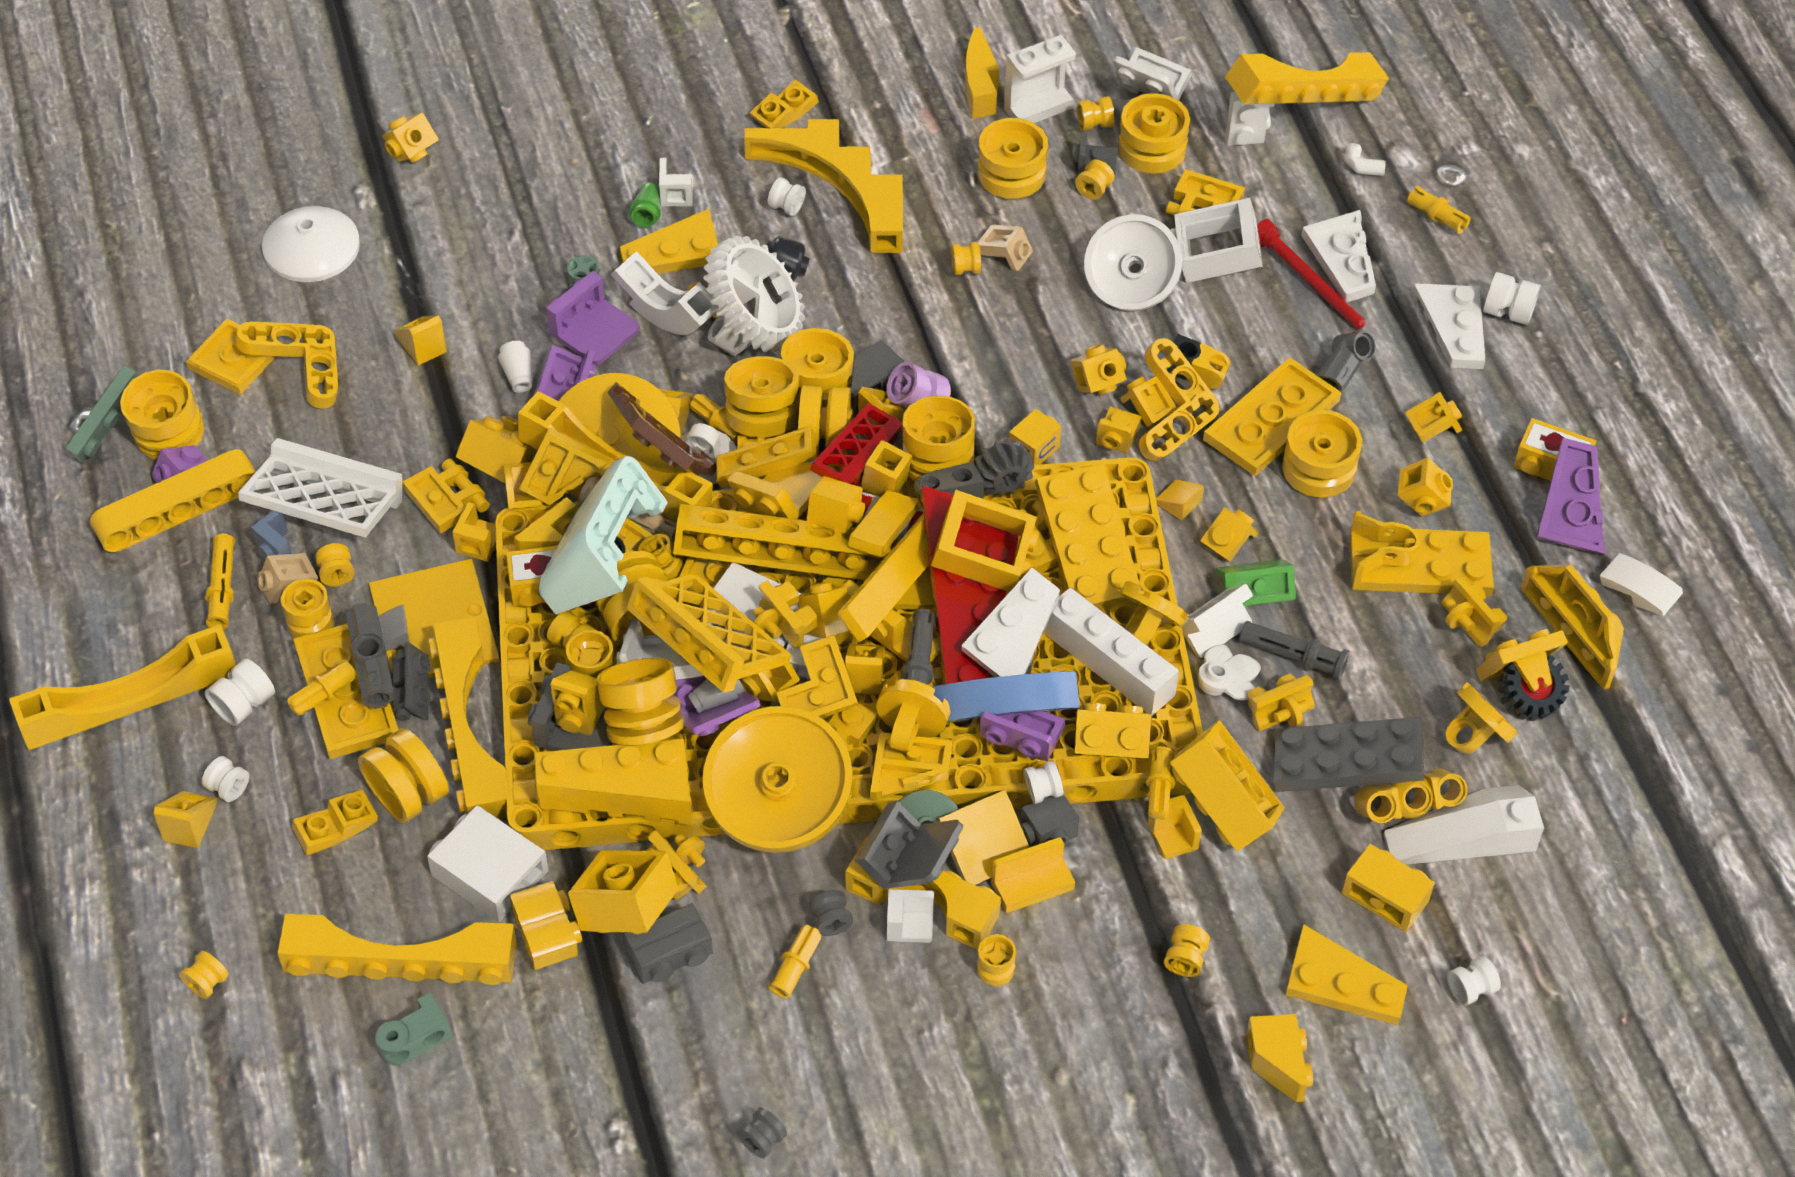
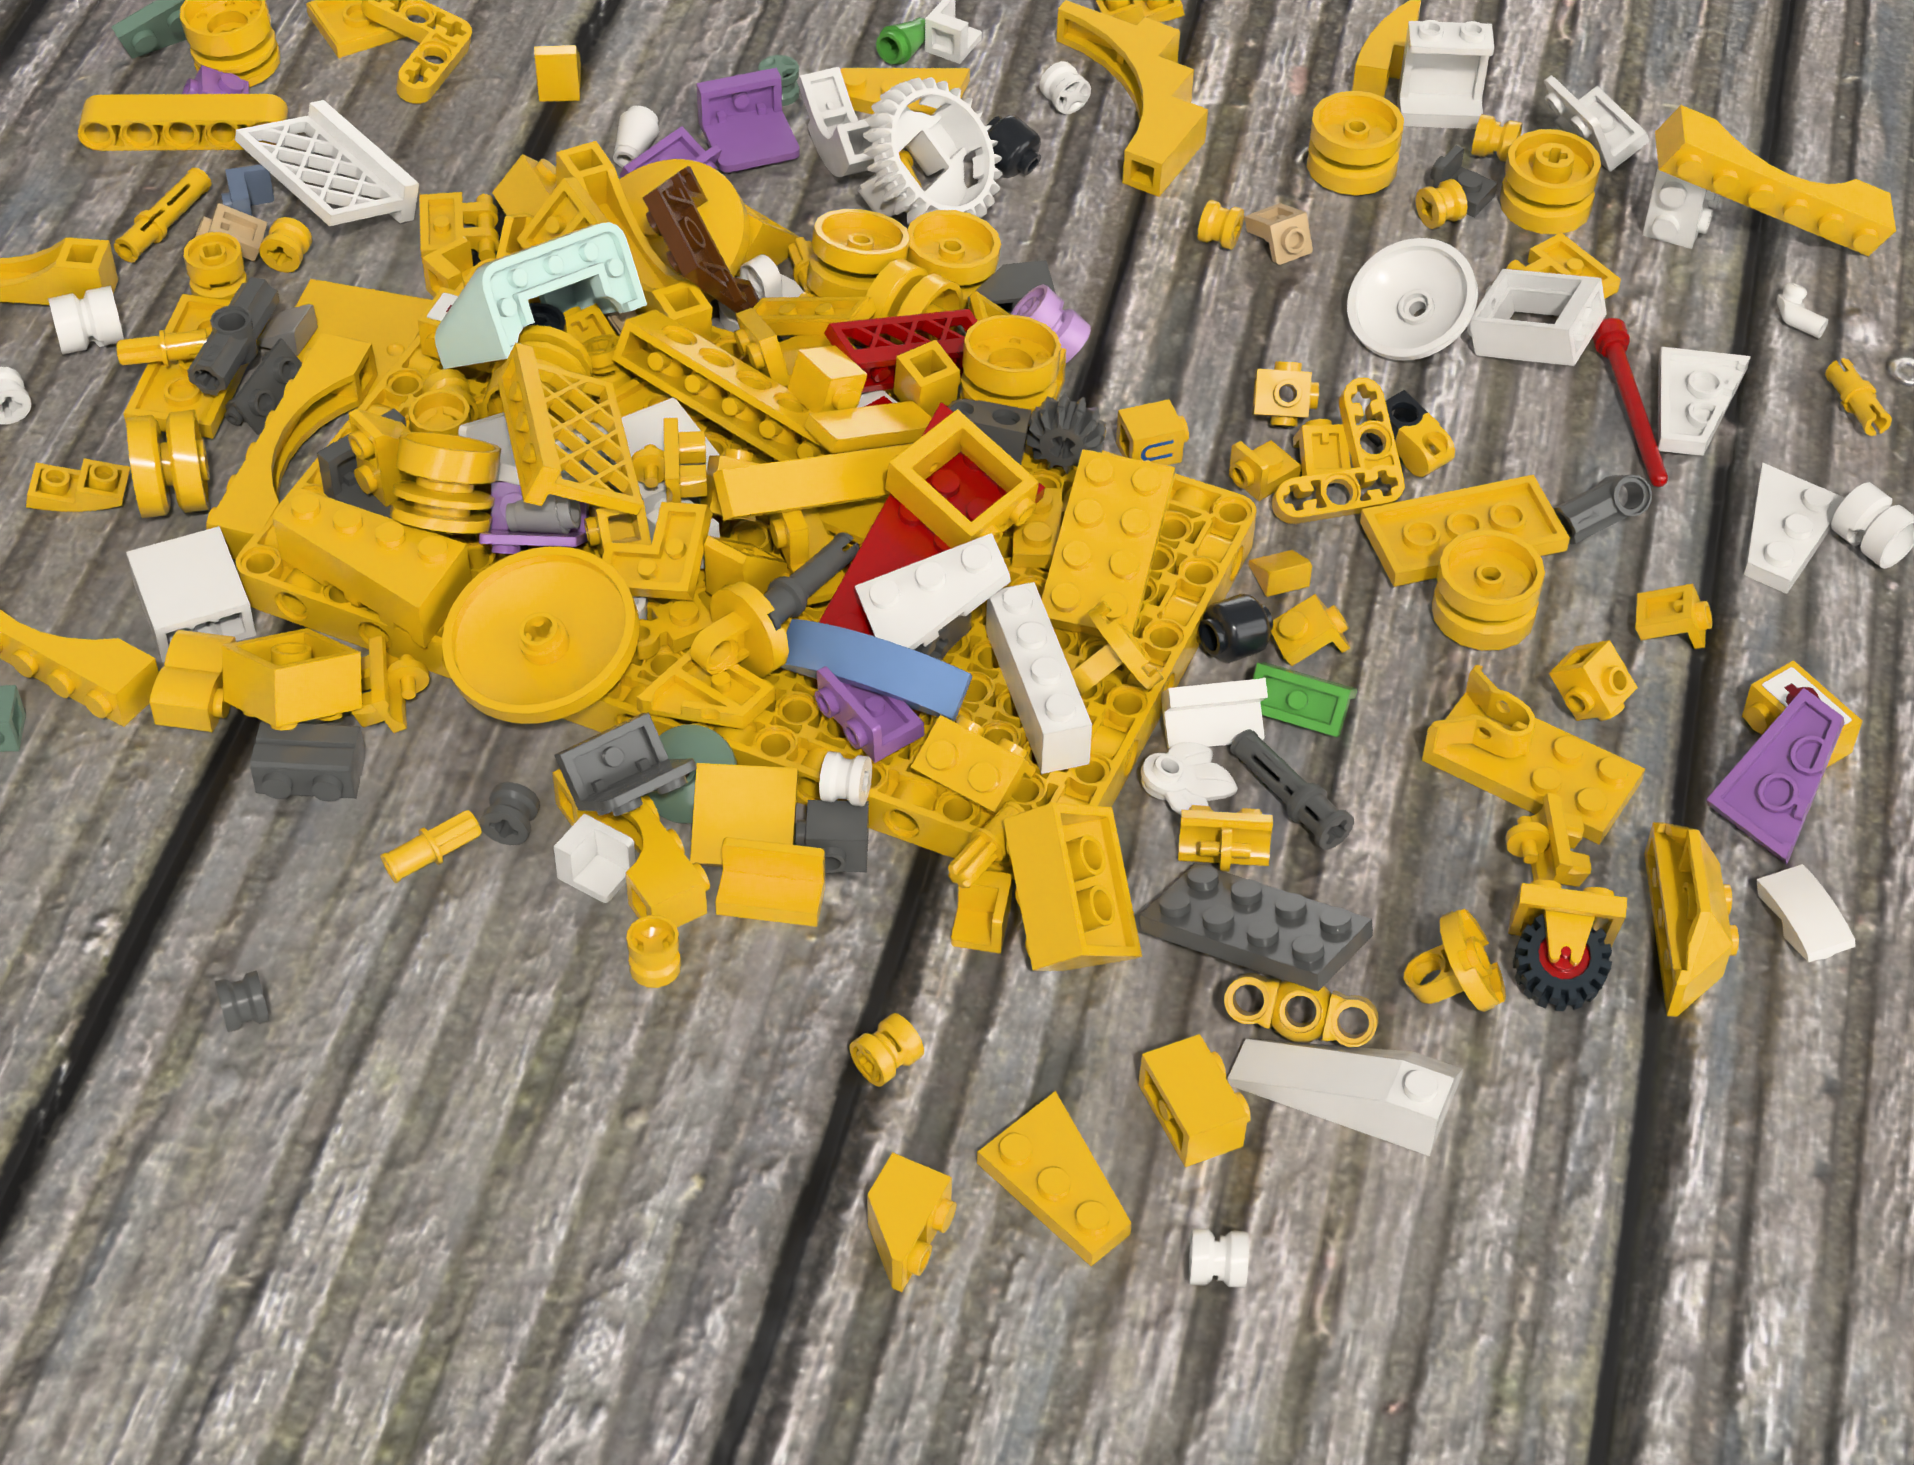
camera: 30 degrees right, 5 degrees down
(1189, 553) = (1235, 628): none -> black head

